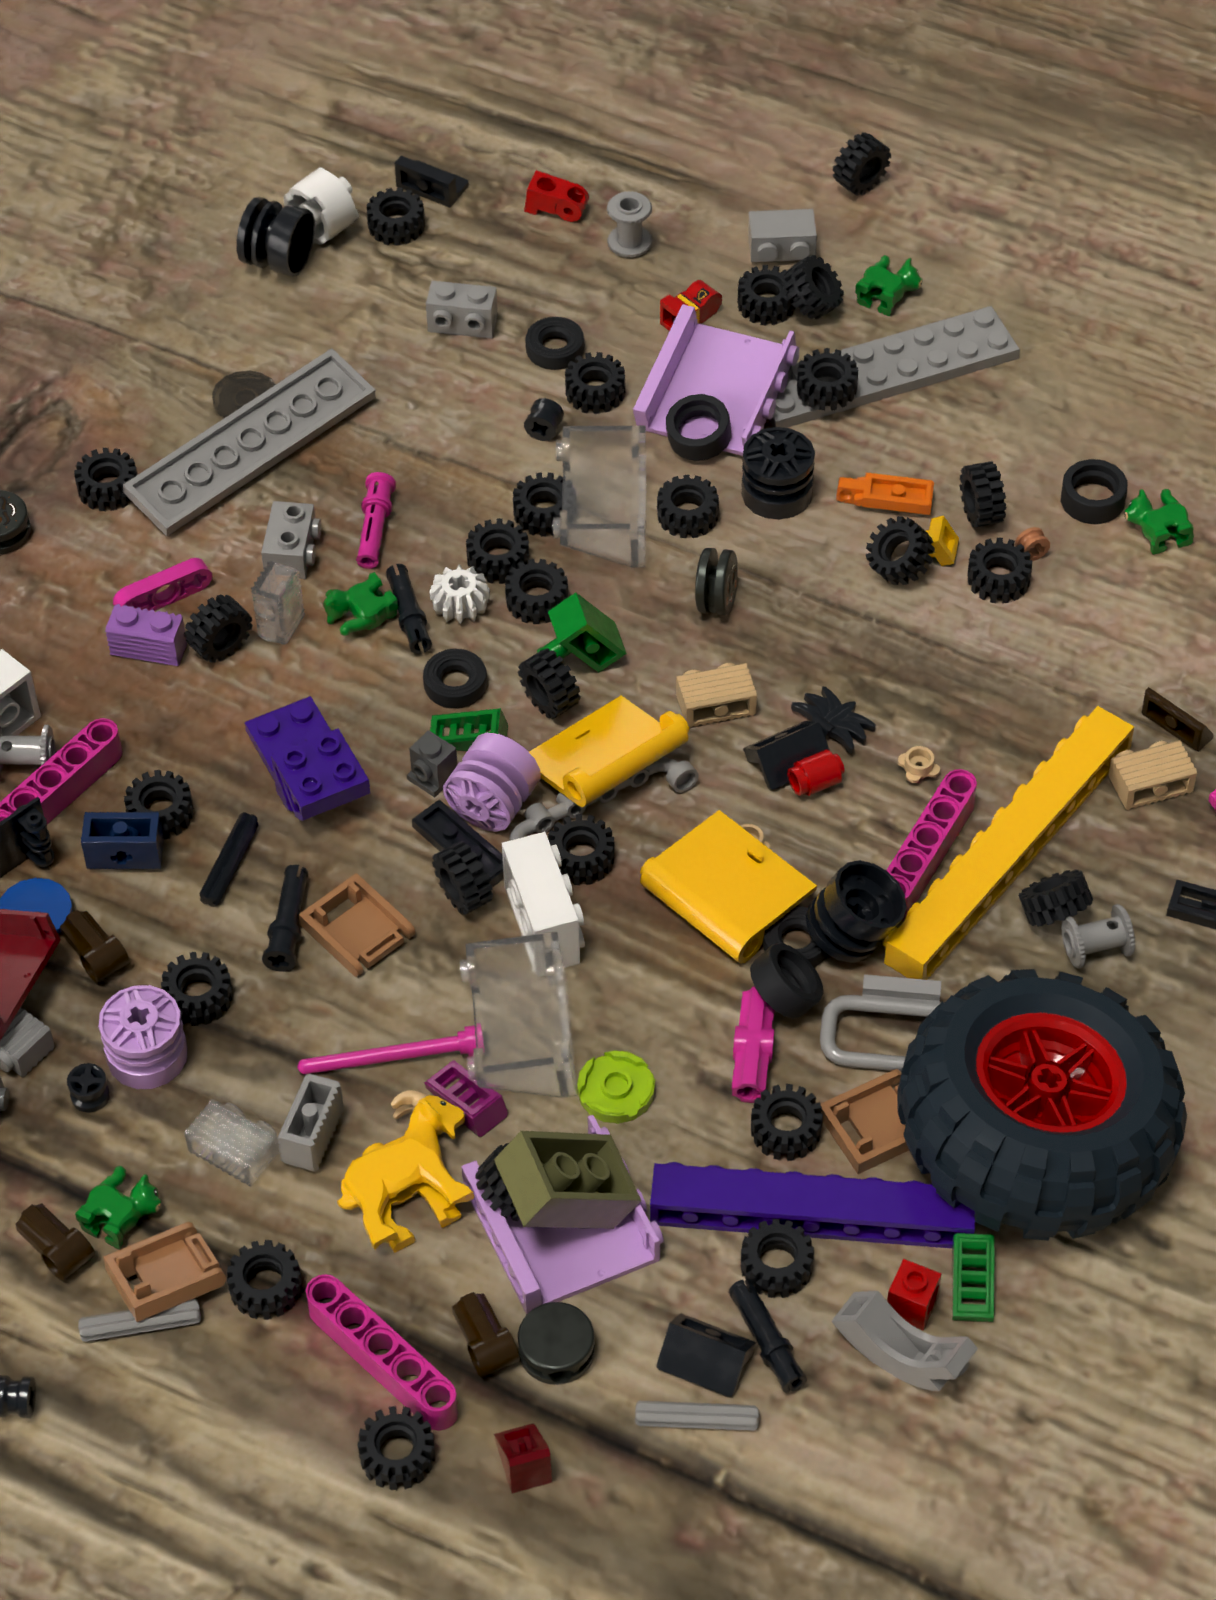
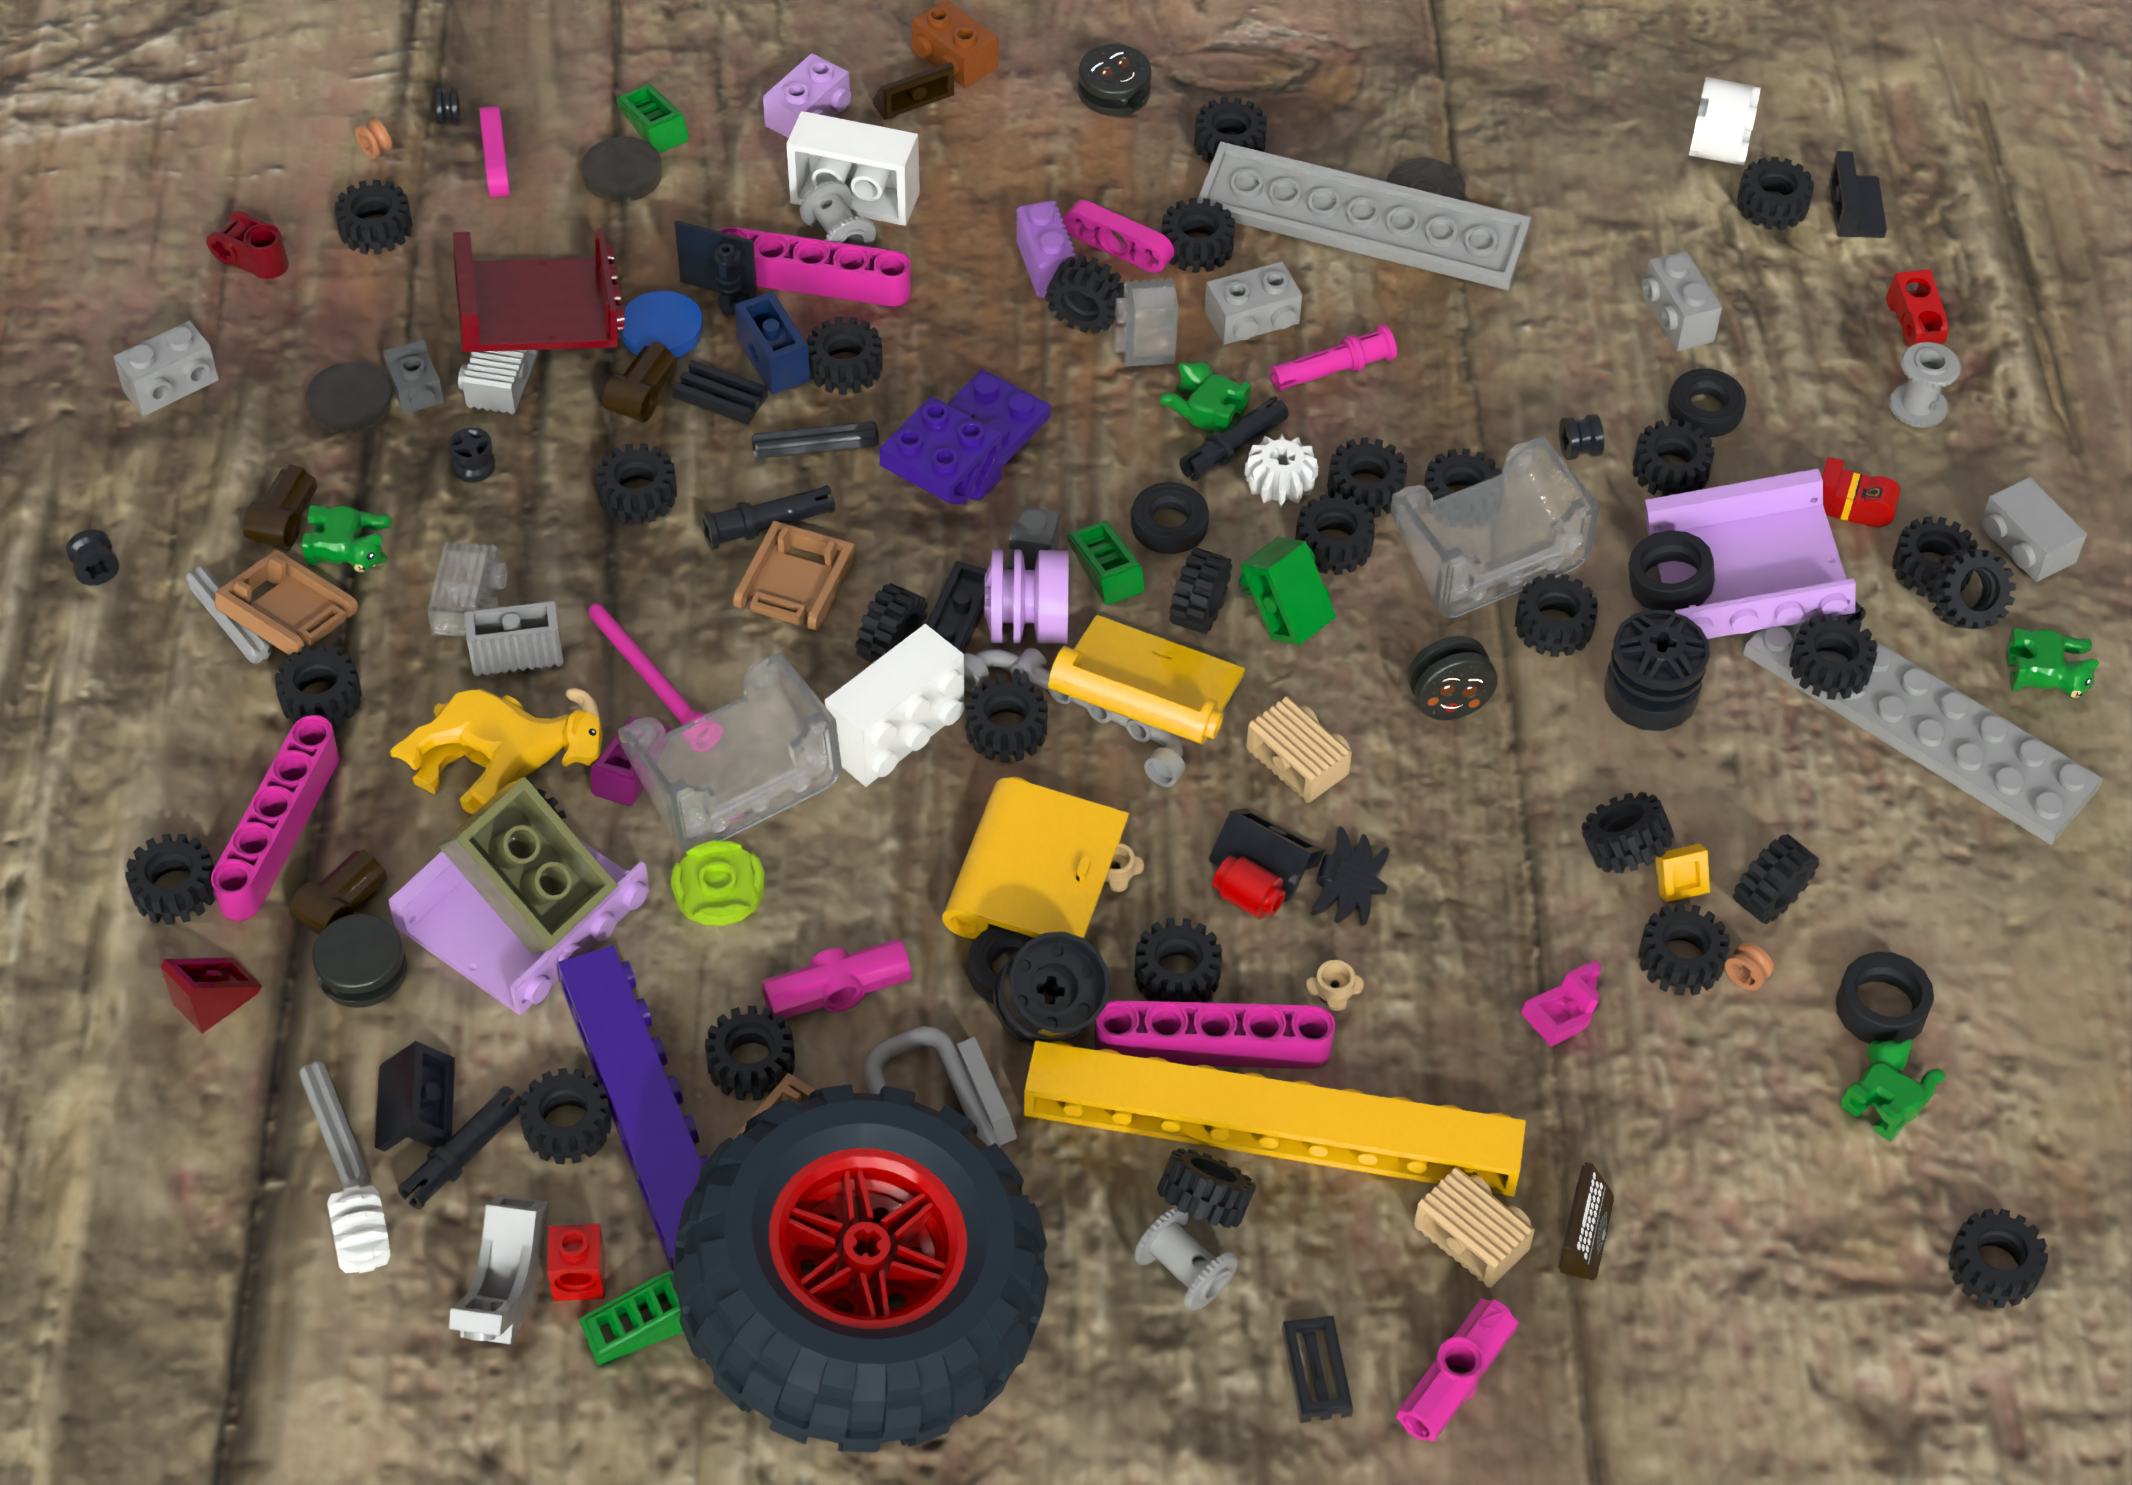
camera: 60 degrees right, 0 degrees up
(130, 897) = (723, 387): none -> black tile
(143, 1037) = (542, 462): lavender wheel -> none
(195, 528) = (1200, 219): none -> black tyre
(275, 236) = (1646, 104): black wheel -> none
(786, 980) = (959, 971): black tyre -> none
(815, 1421) = (358, 1229): none -> white gear
(854, 824) = (1178, 941): none -> black tyre
(887, 493) = (1721, 794): orange hinge -> none
(1005, 651) = (1567, 1007): none -> dark pink slope

